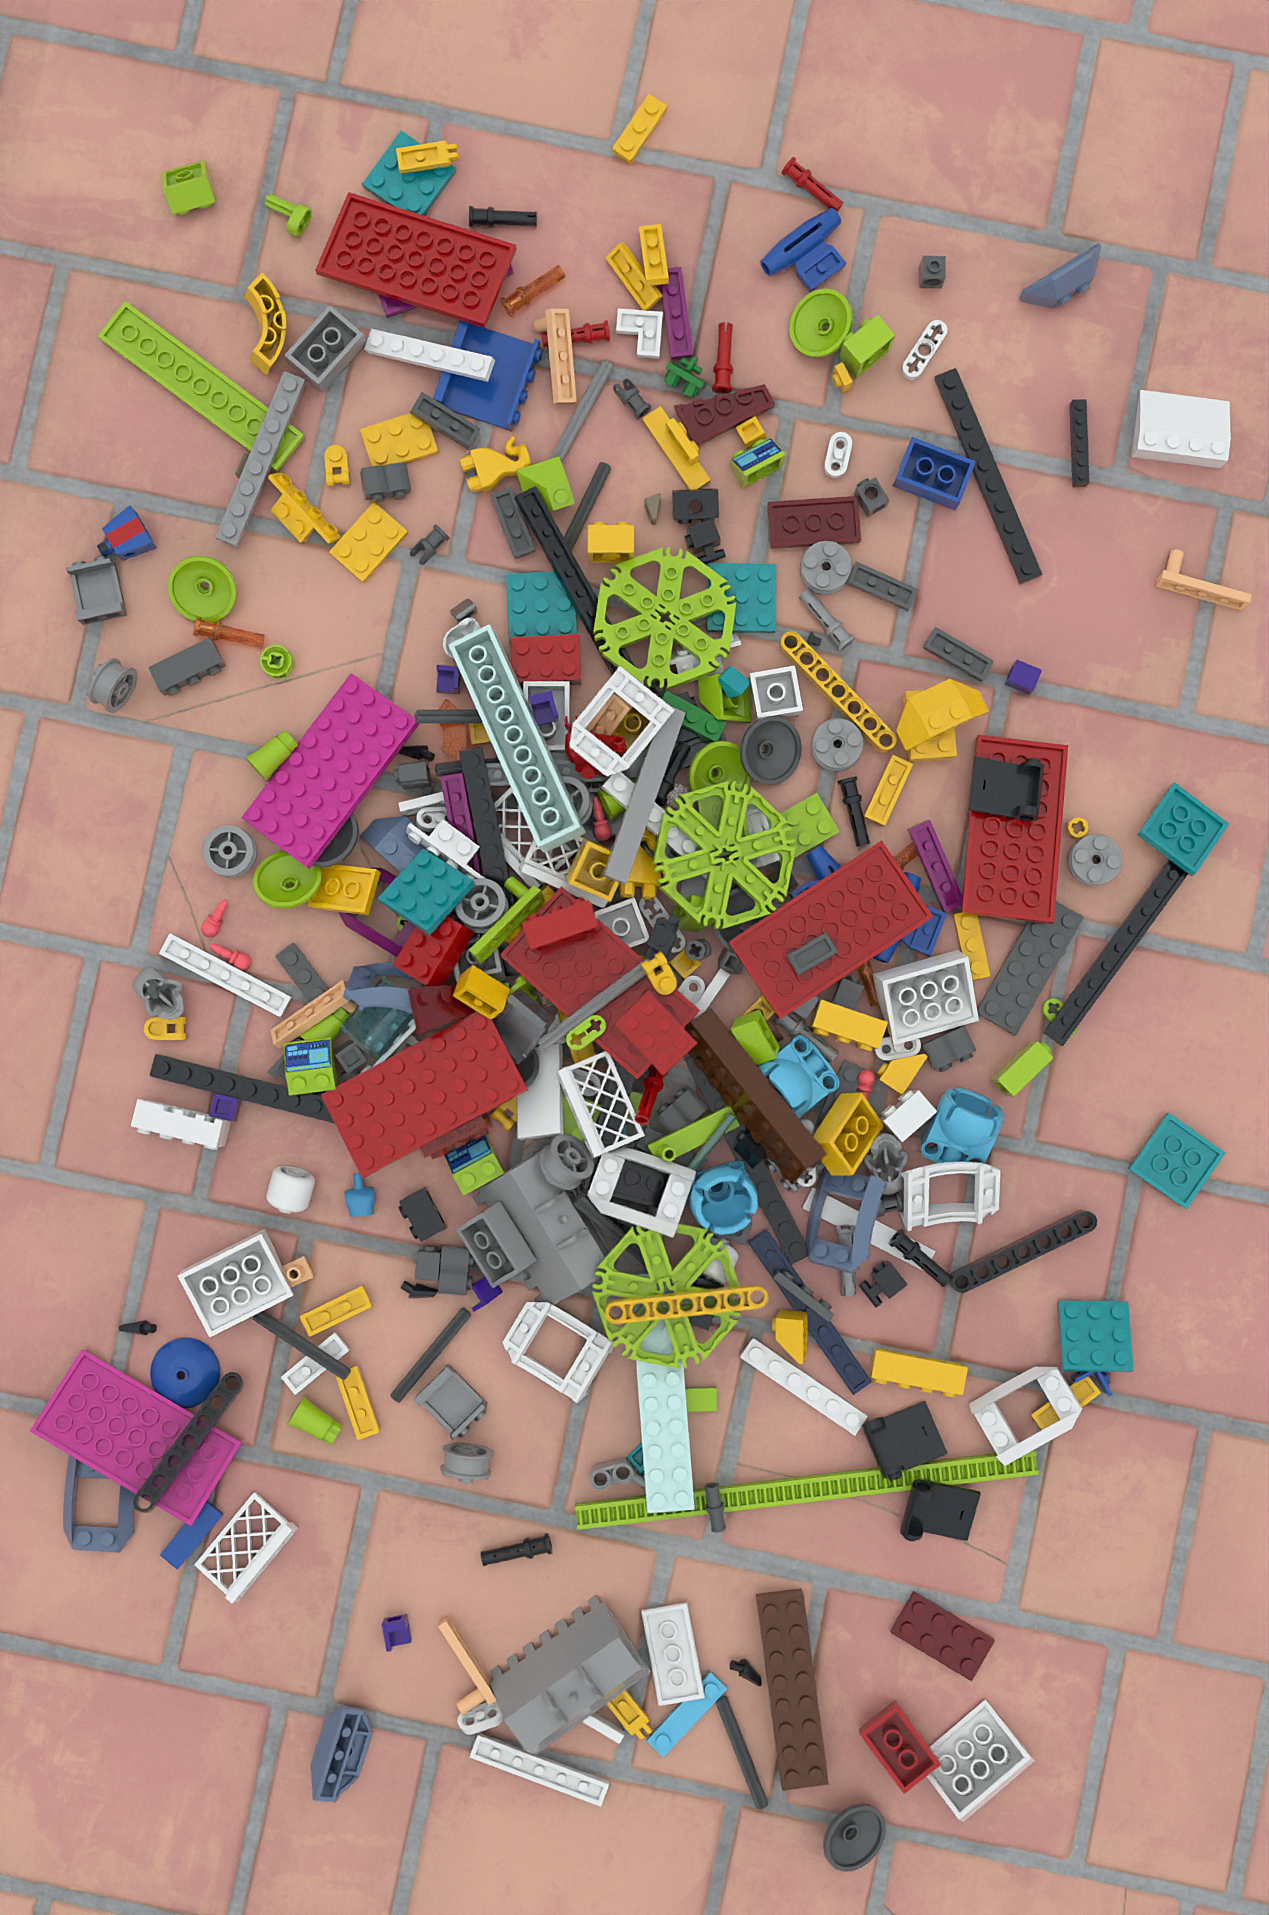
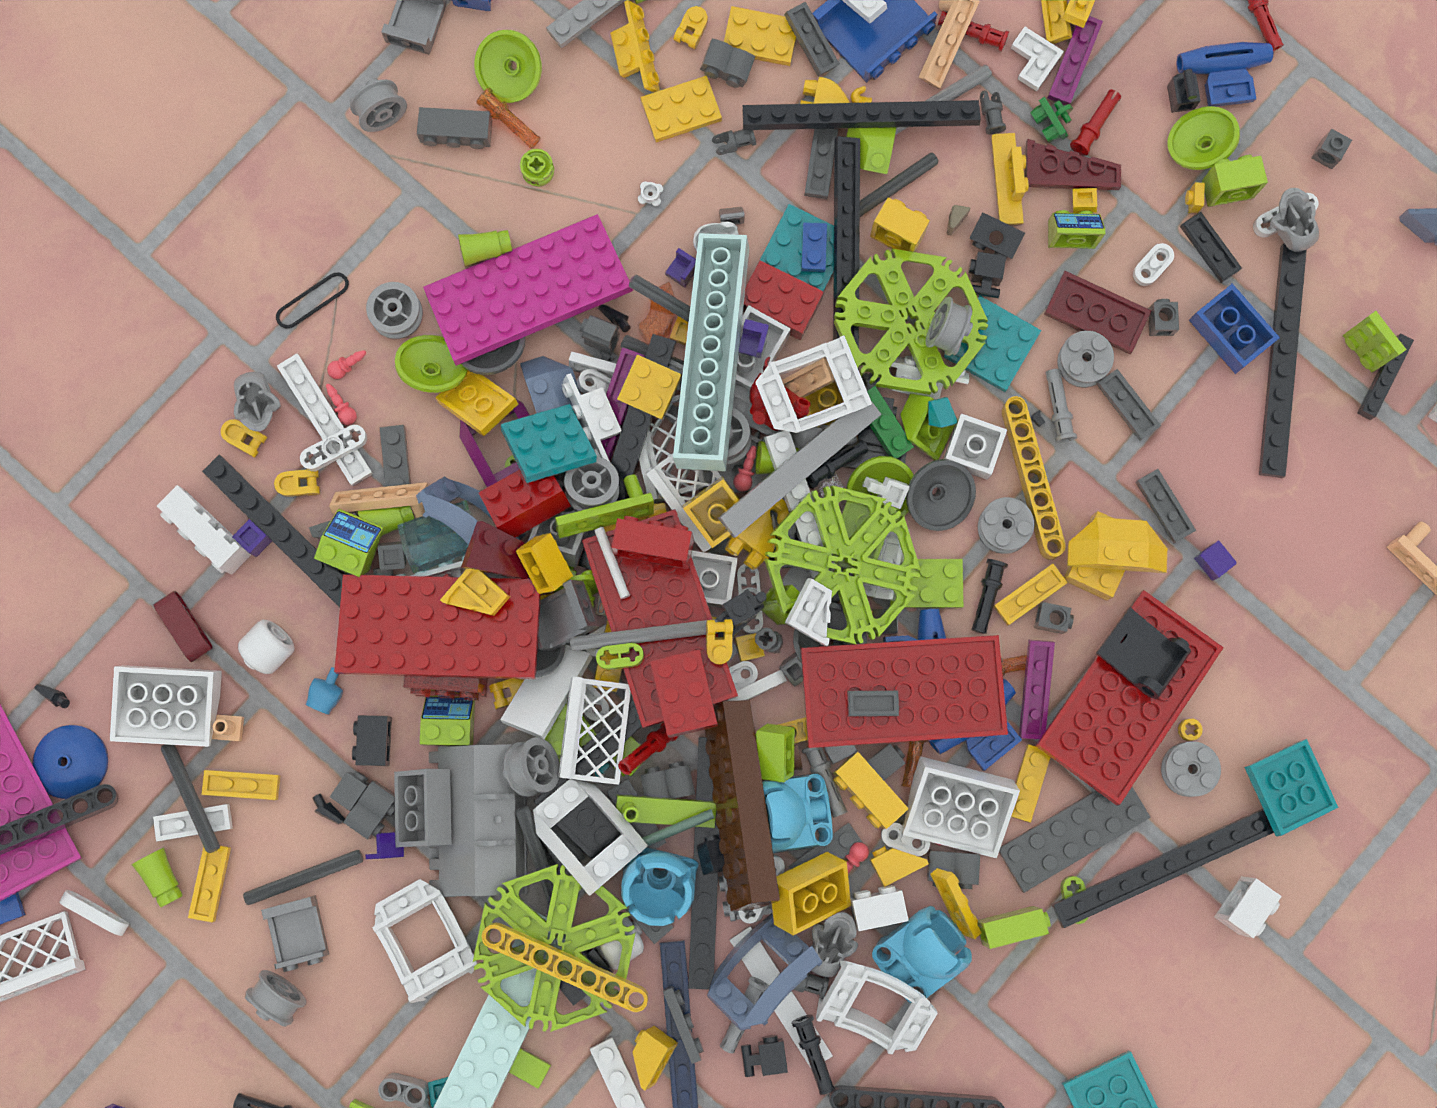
camera: 30 degrees right, 5 degrees down
(163, 883) = (318, 307): none -> black piece
(211, 1211) = (183, 626): none -> dark red beam
(228, 1046) = (289, 485): none -> yellow plate
(238, 996) = (314, 449): none -> white beam
(279, 1479) = (94, 912): none -> white beam
(384, 624) = (647, 187): none -> white plate
(440, 1047) = (476, 592): none -> yellow wing
(482, 797) = (649, 387): none -> yellow plate
(524, 465) = (861, 115): none -> black plate
(535, 960) = (612, 563): none -> white bar
(548, 600) = (814, 247): none -> blue plate
(700, 607) = (949, 326): none -> light grey wheel
(721, 908) = (812, 611): none -> white wing
(727, 770) = (890, 489): none -> white plate
(782, 291) = (1183, 92): none -> black brick
(877, 412) = (1210, 247): none -> black tile
(909, 804) = (1043, 618): none -> dark grey brick
(936, 353) = (1296, 220): none -> light grey head
(966, 1074) = (956, 902): none -> yellow plate
(1054, 422) = (1373, 342): none -> lime plate
(1200, 945) = (1248, 907): none -> white brick

